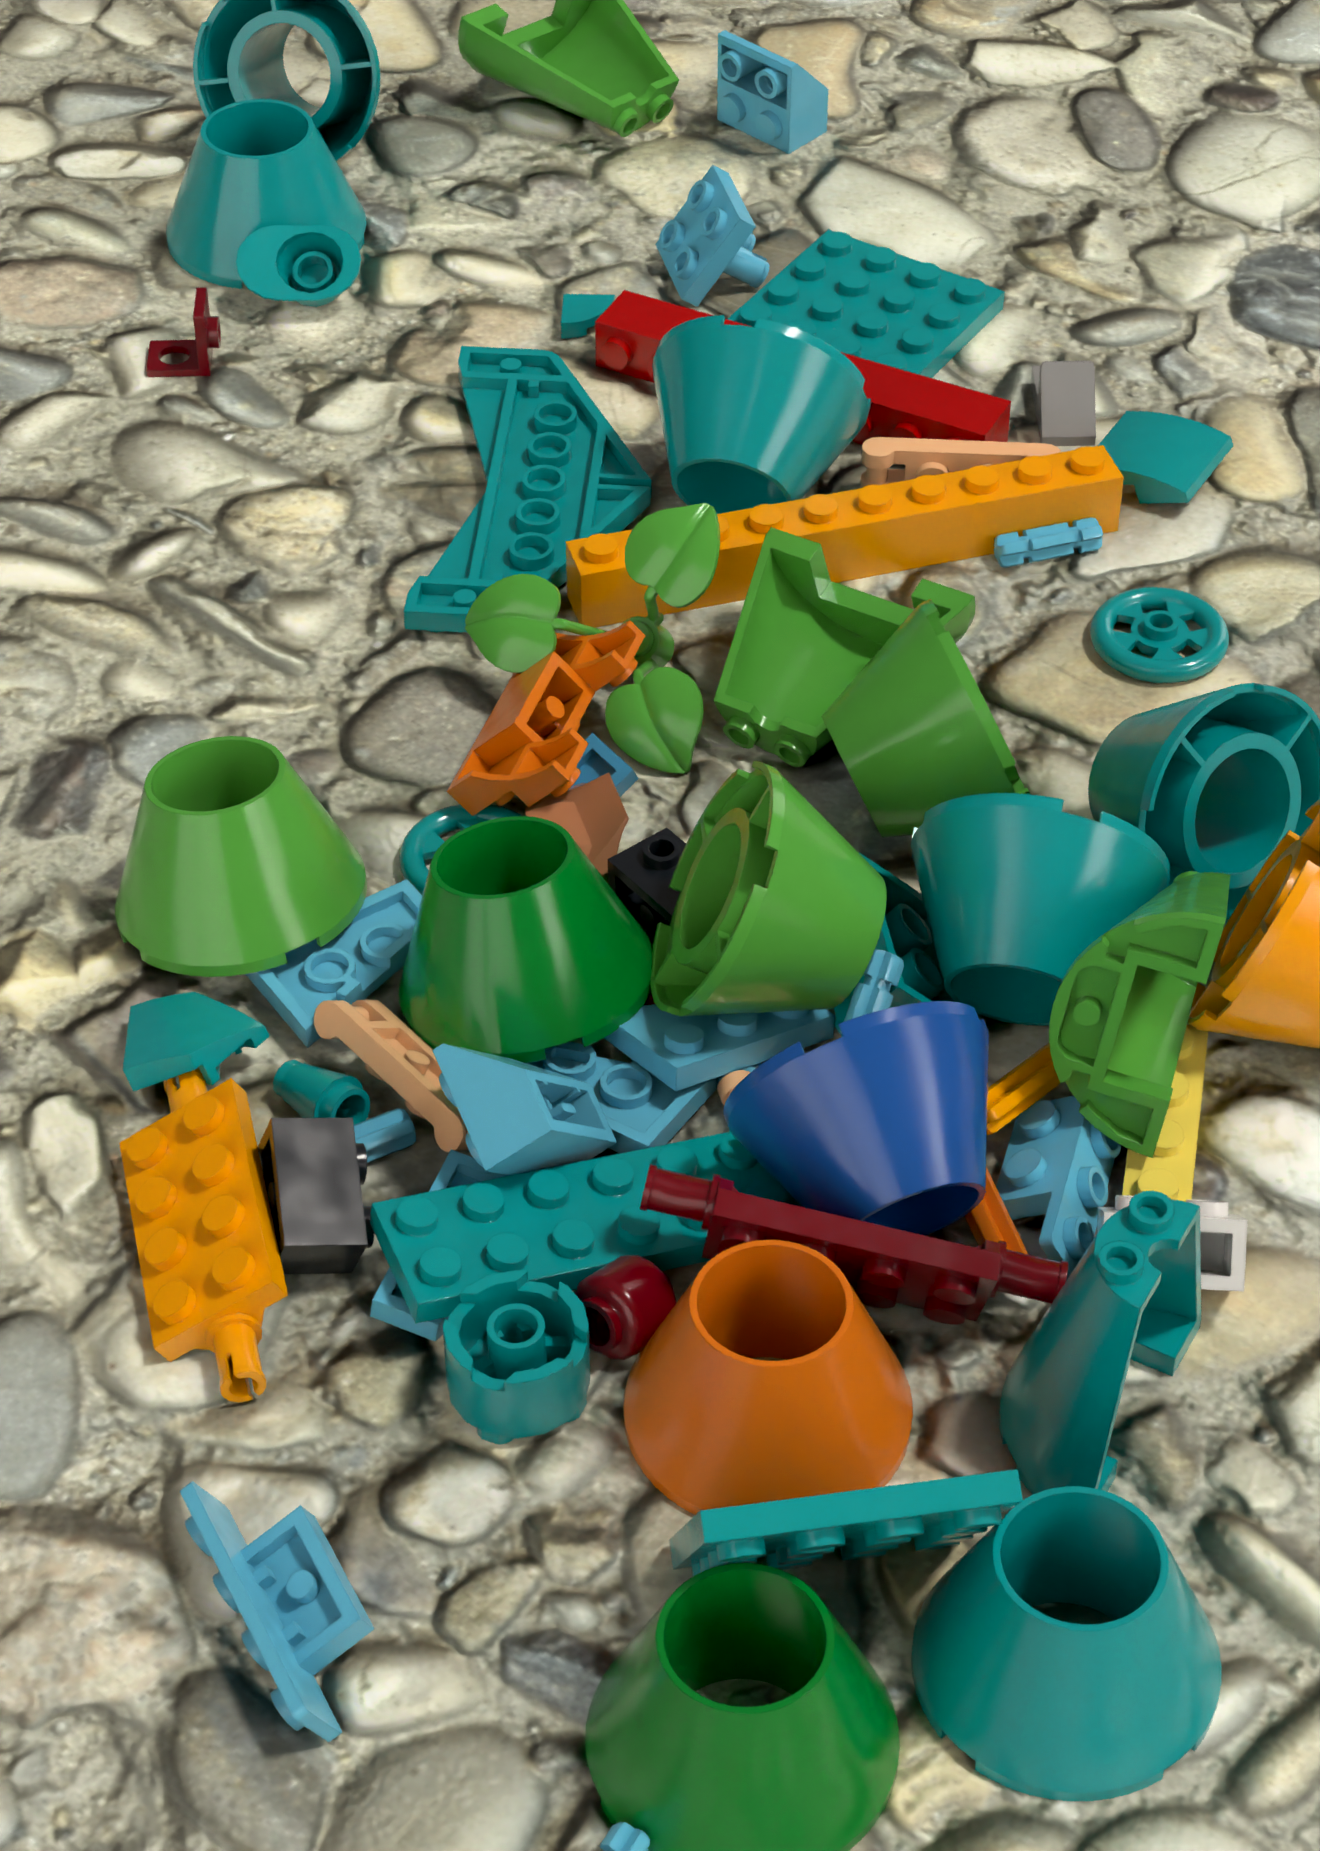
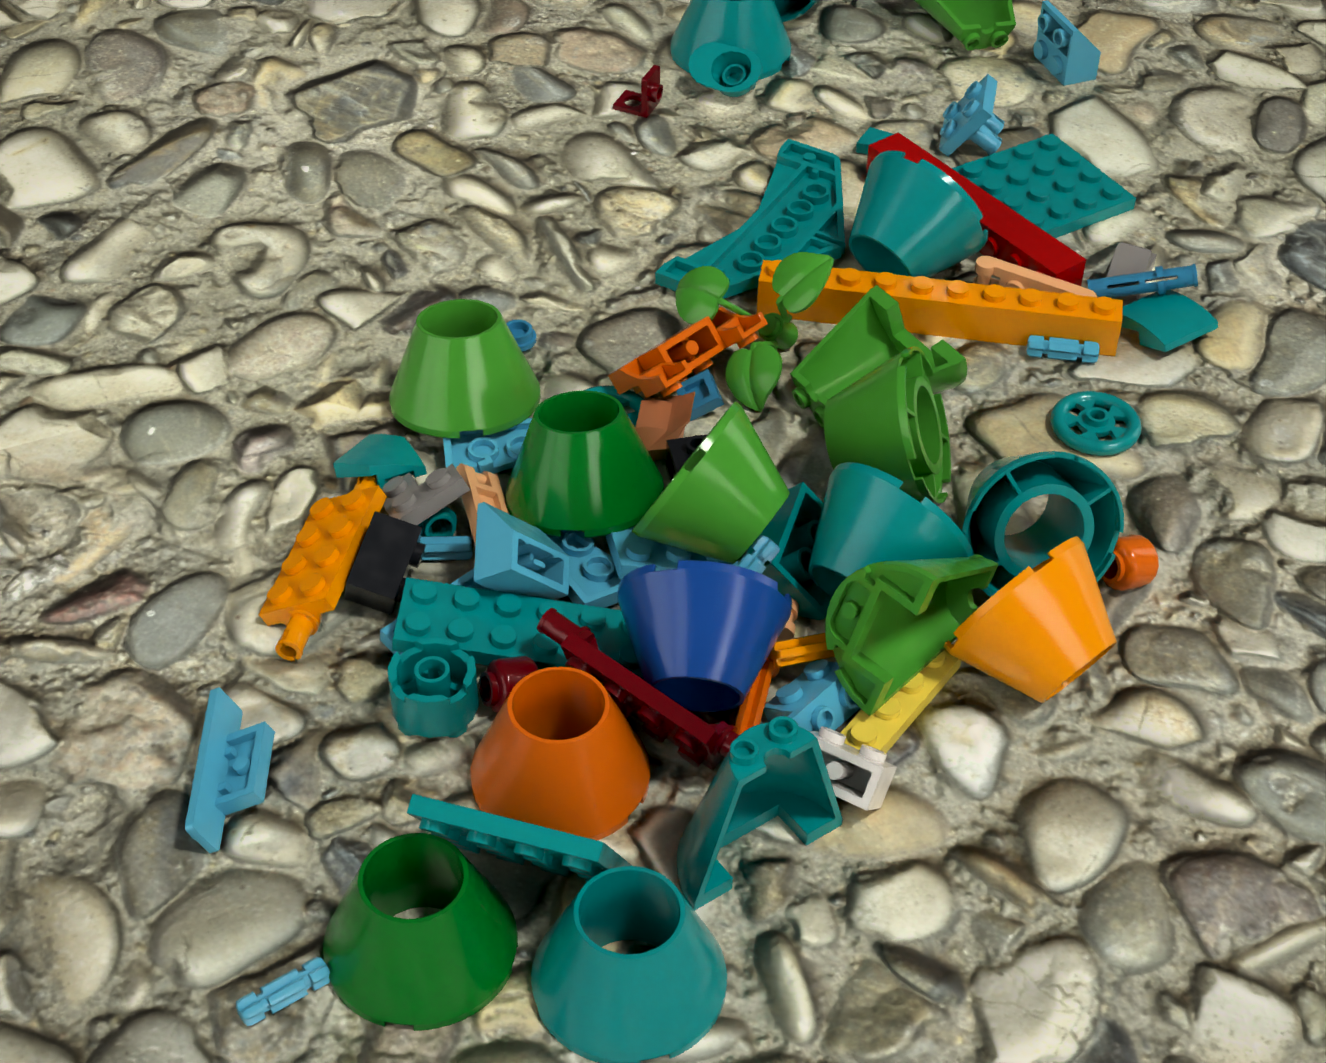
camera: 25 degrees right, 0 degrees up
(313, 1072) = (417, 503): none -> light grey plate
(1156, 385) = (1185, 276): none -> dark azure pin

